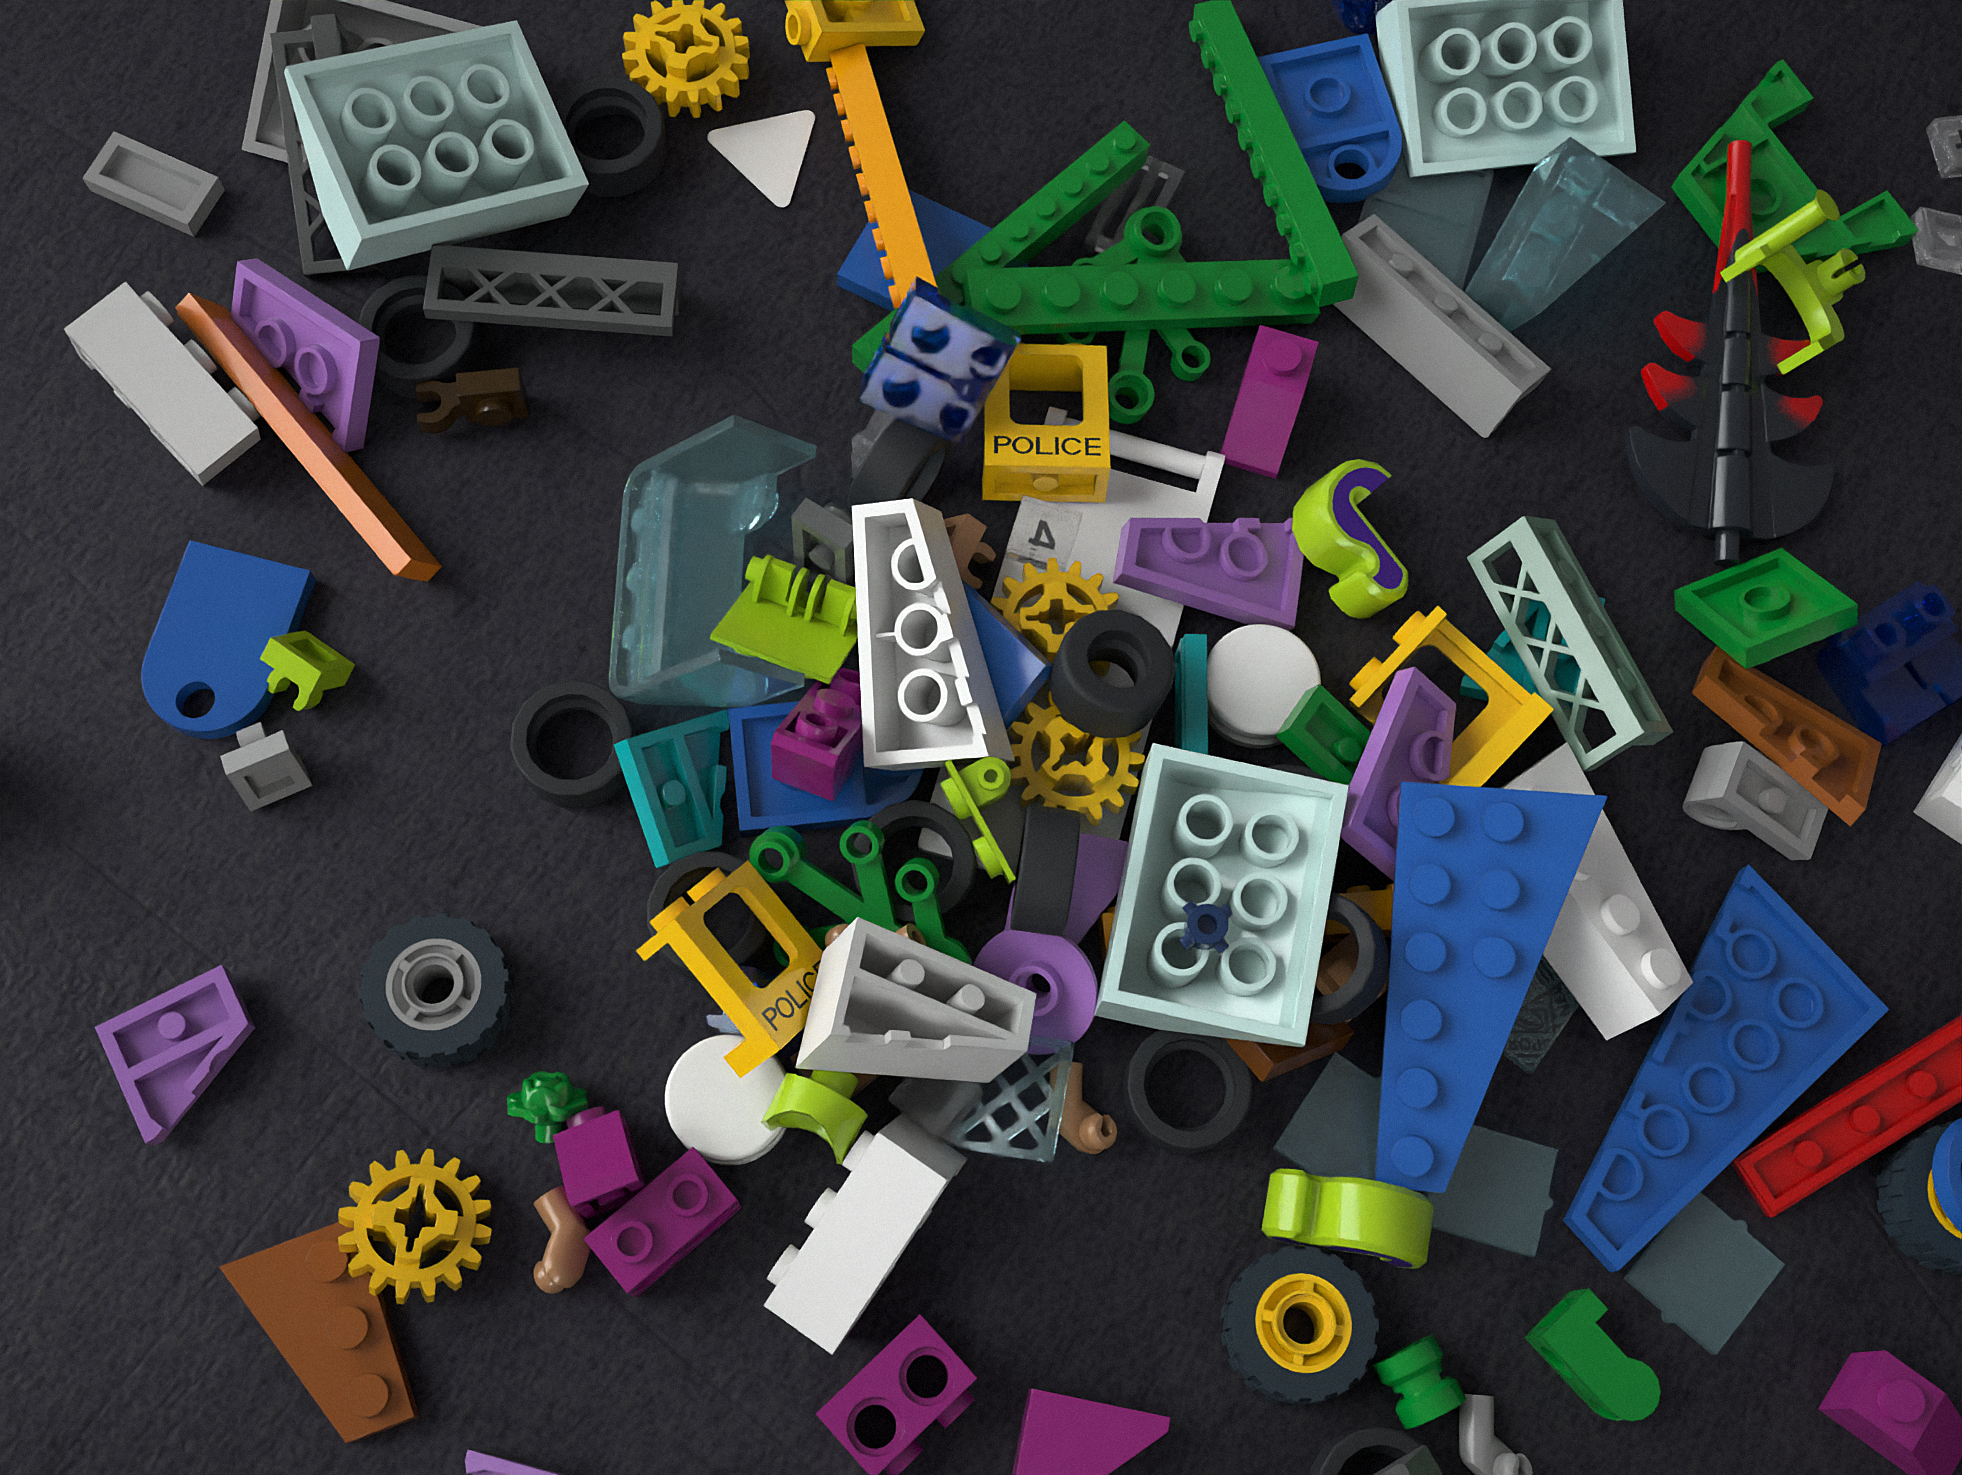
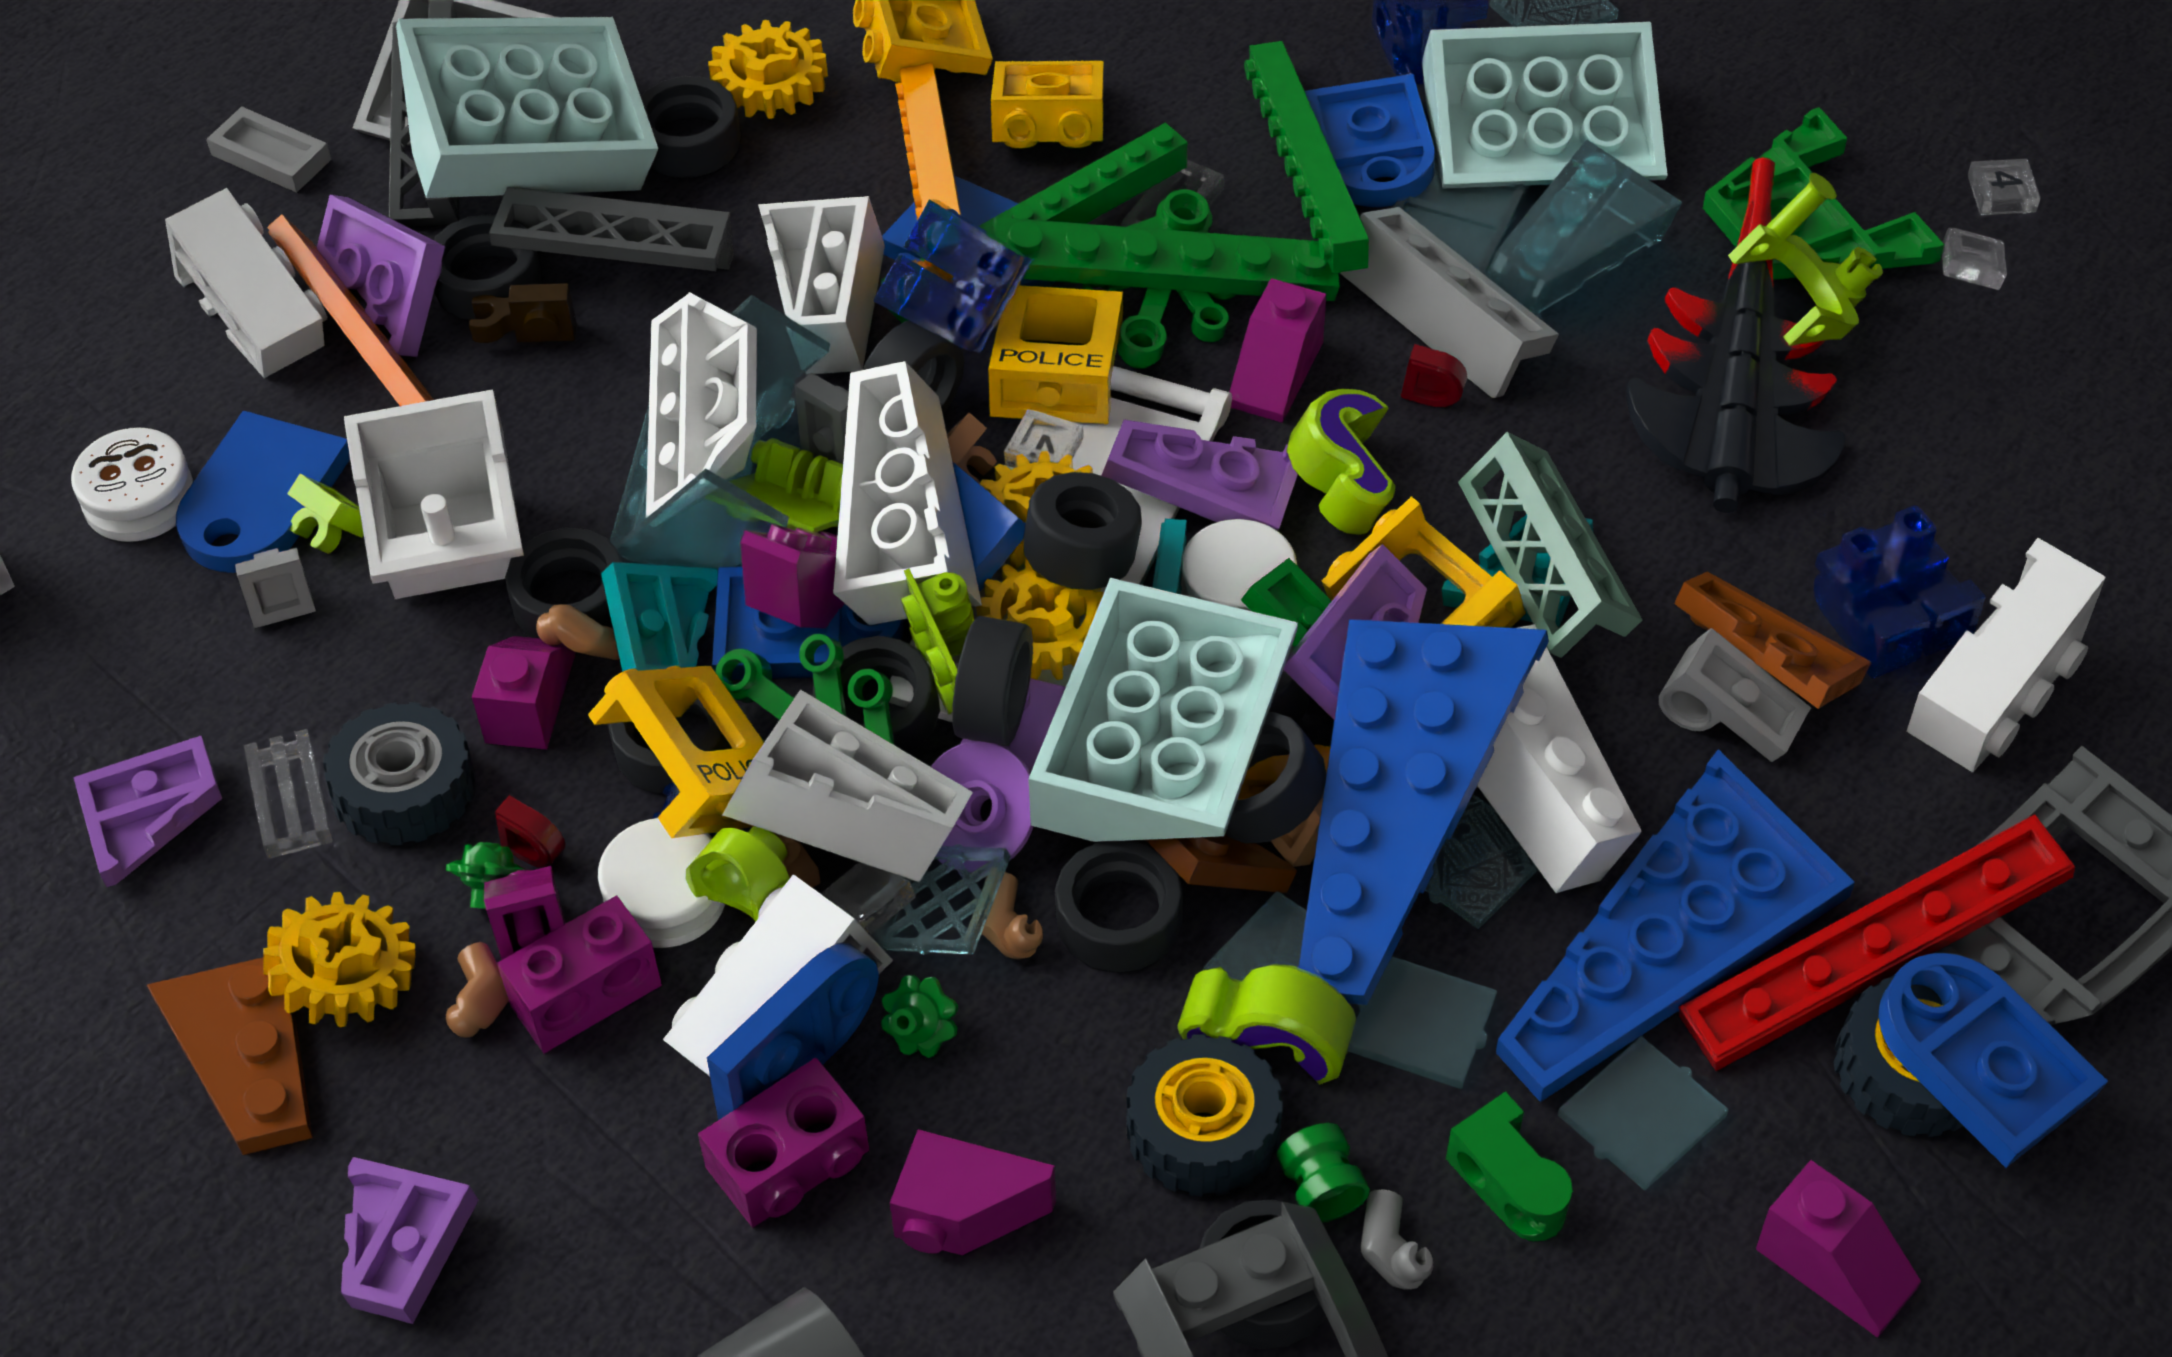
camera: 15 degrees right, 20 degrees down
(85, 644) = (131, 483): none -> white head
(304, 966) = (279, 754): none -> clear tile
(422, 665) = (434, 493): none -> white piece
(549, 870) = (521, 691): none -> magenta slope
(584, 1056) = (528, 833): none -> dark red tile
(595, 811) = (576, 632): none -> medium nougat arm
(689, 534) = (698, 396): none -> white wedge
(768, 151) = (833, 150): white sticker -> none
(790, 336) = (828, 272): none -> white wedge
(894, 1287) = (798, 1023): none -> blue tile
(992, 86) = (1047, 103): none -> yellow plate
(1008, 1237) = (919, 1015): none -> green plant
(1205, 926) = (1137, 720): dark blue piece -> none
(1426, 425) = (1433, 378): none -> dark red tile
(1765, 608) = (1753, 533): green plate -> none

